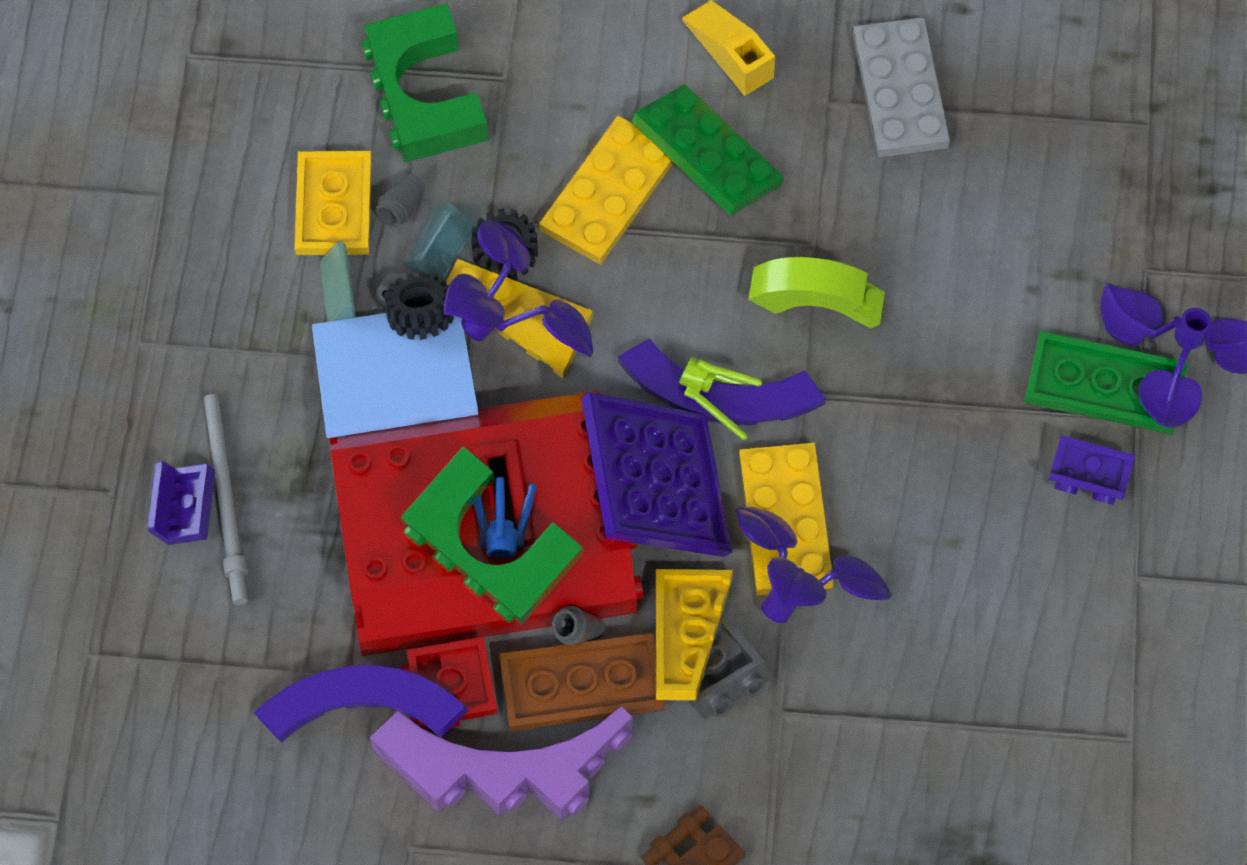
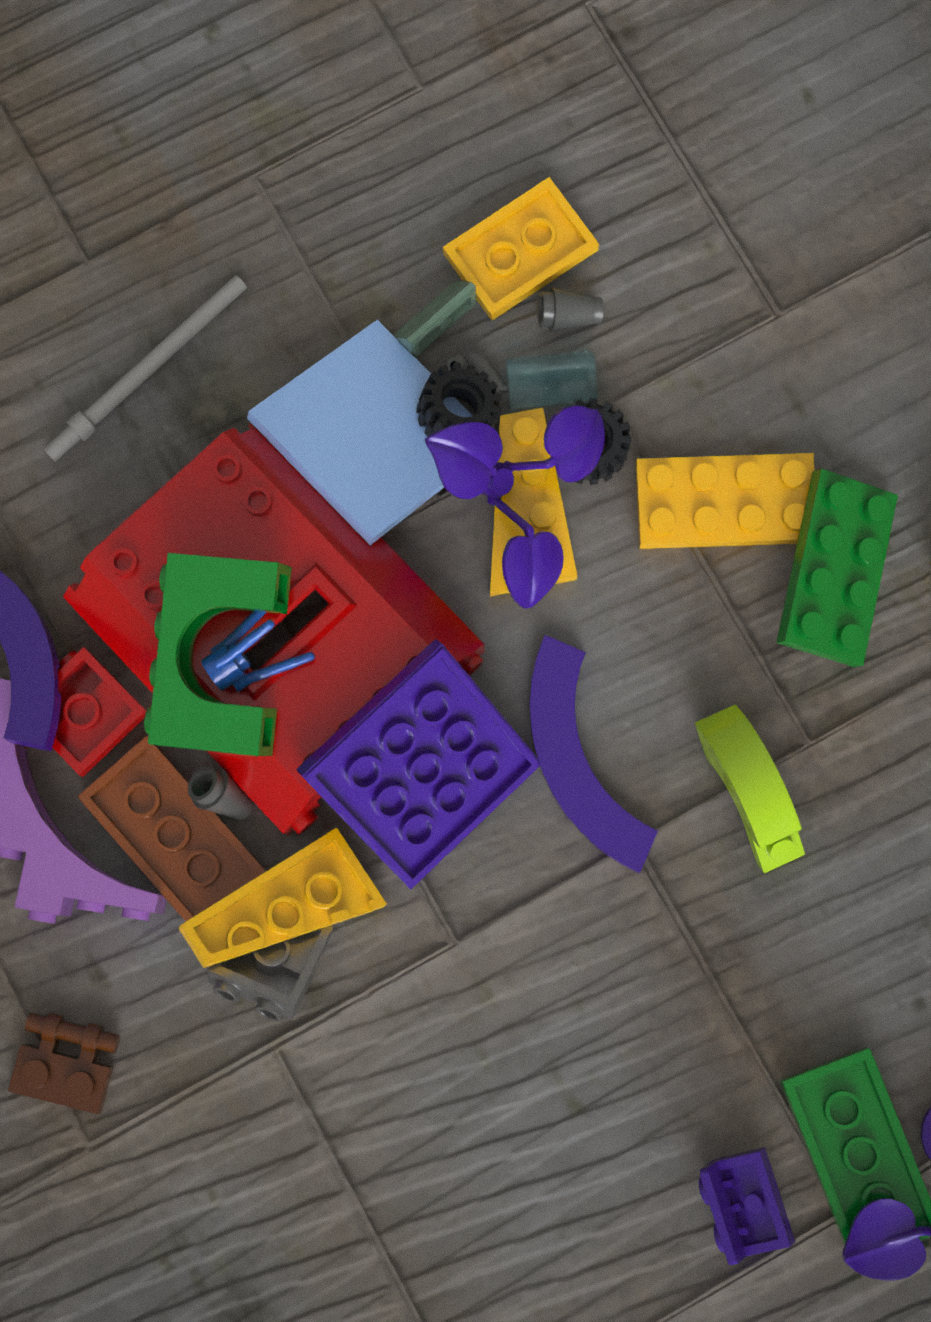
camera: 60 degrees right, 15 degrees up
(181, 503) = (107, 329): dark purple bracket -> none
(419, 126) = (728, 187): green arch -> none
(701, 375) = (572, 733): lime plant -> none
(788, 485) = (483, 918): yellow plate -> none
(792, 584) = (364, 997): dark purple plant -> none

